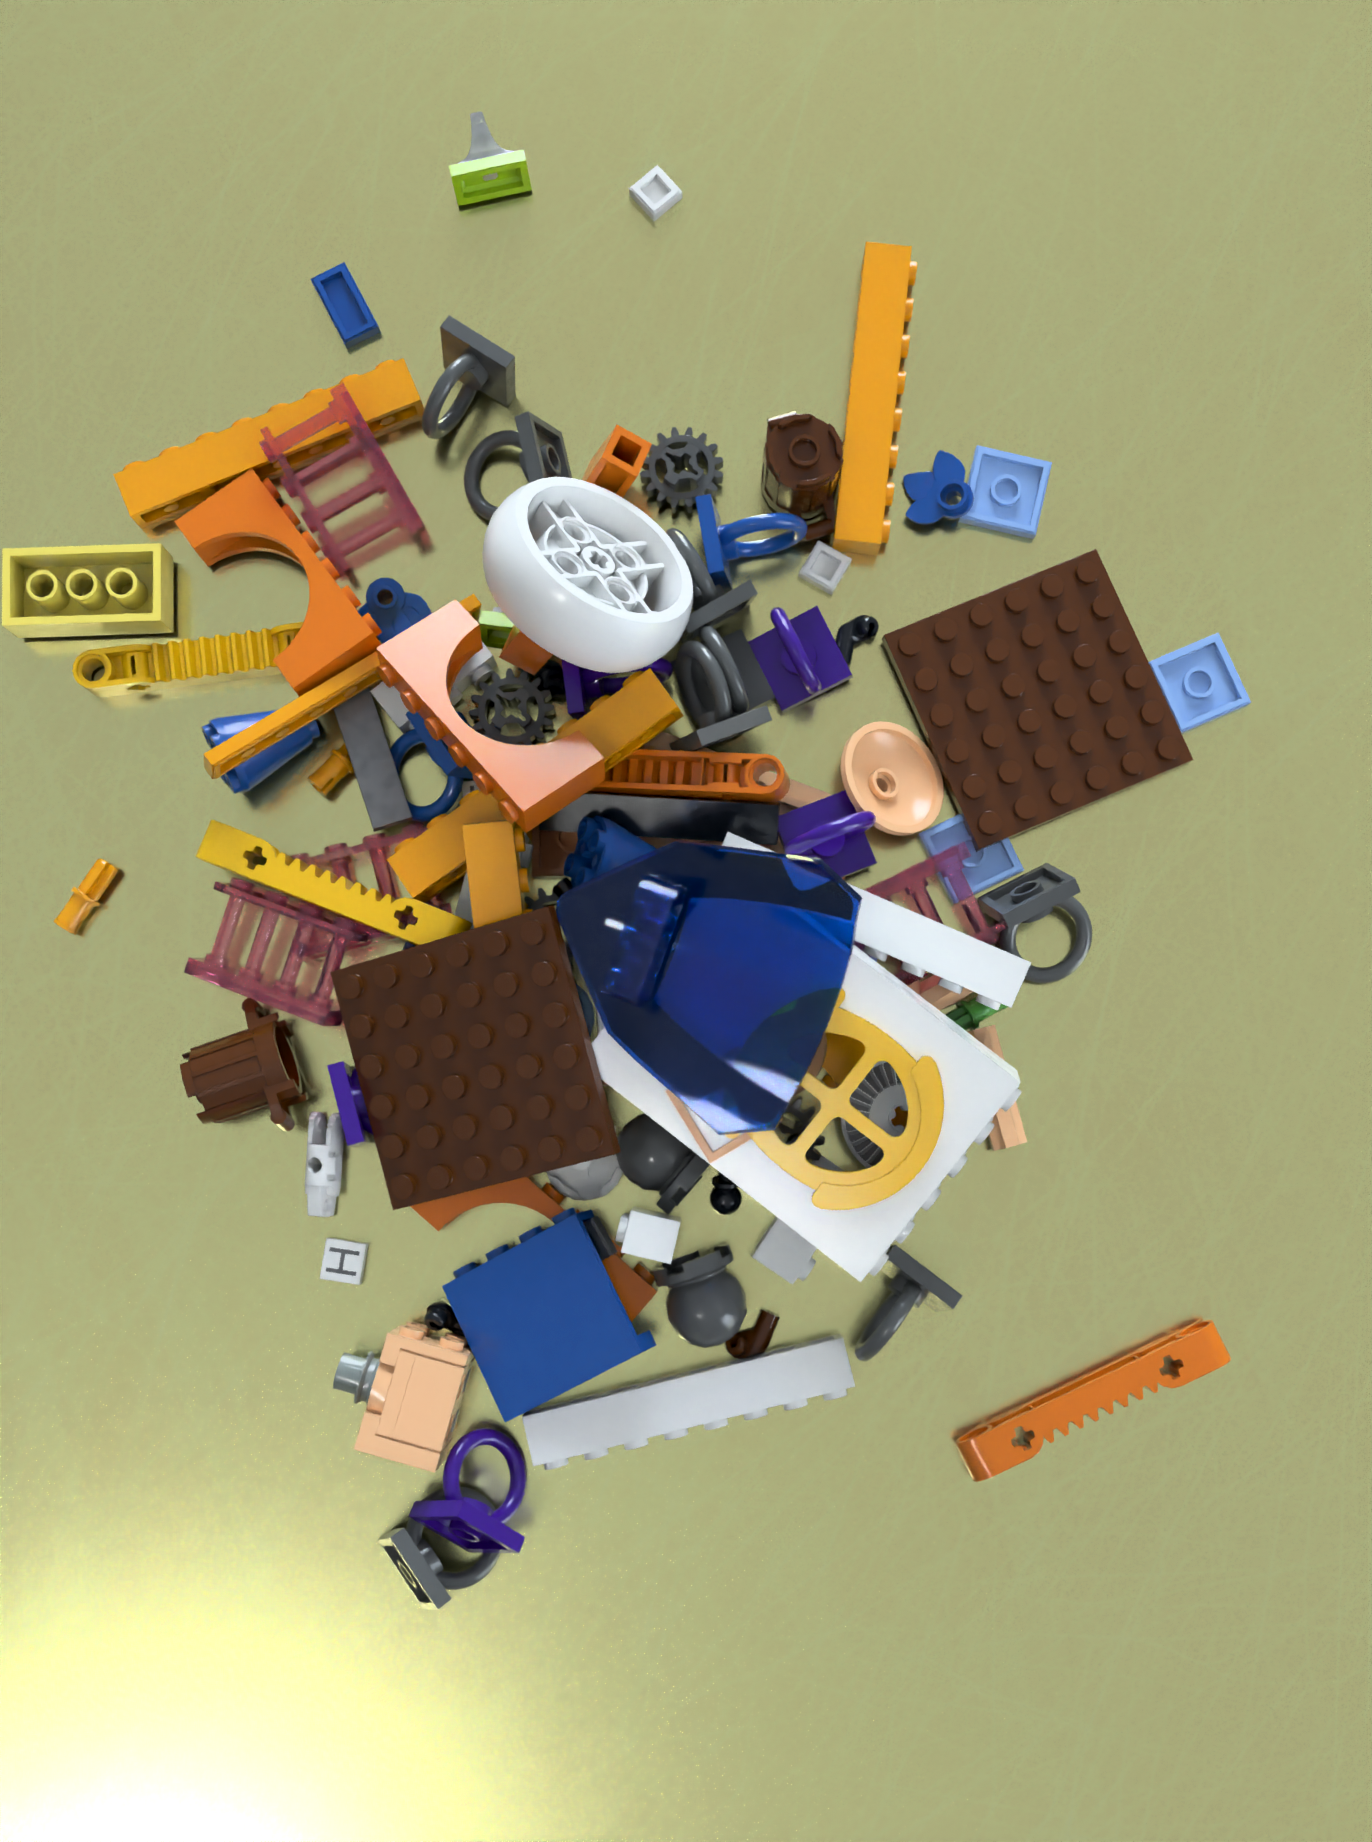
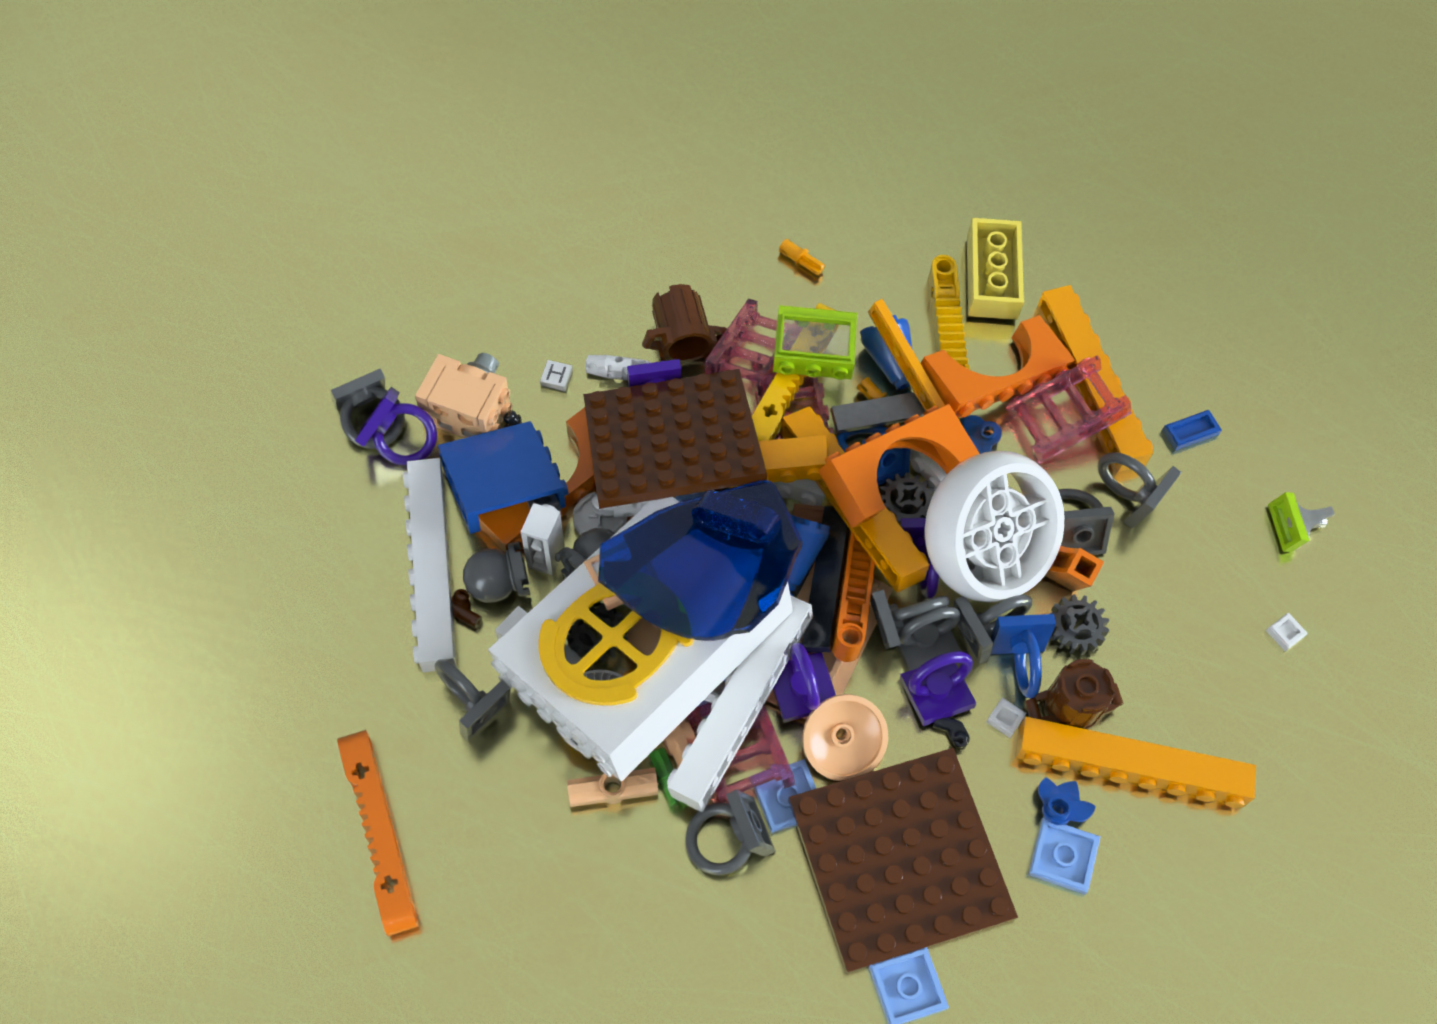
camera: 90 degrees right, 20 degrees down
(284, 855) = (815, 342): none -> lime window

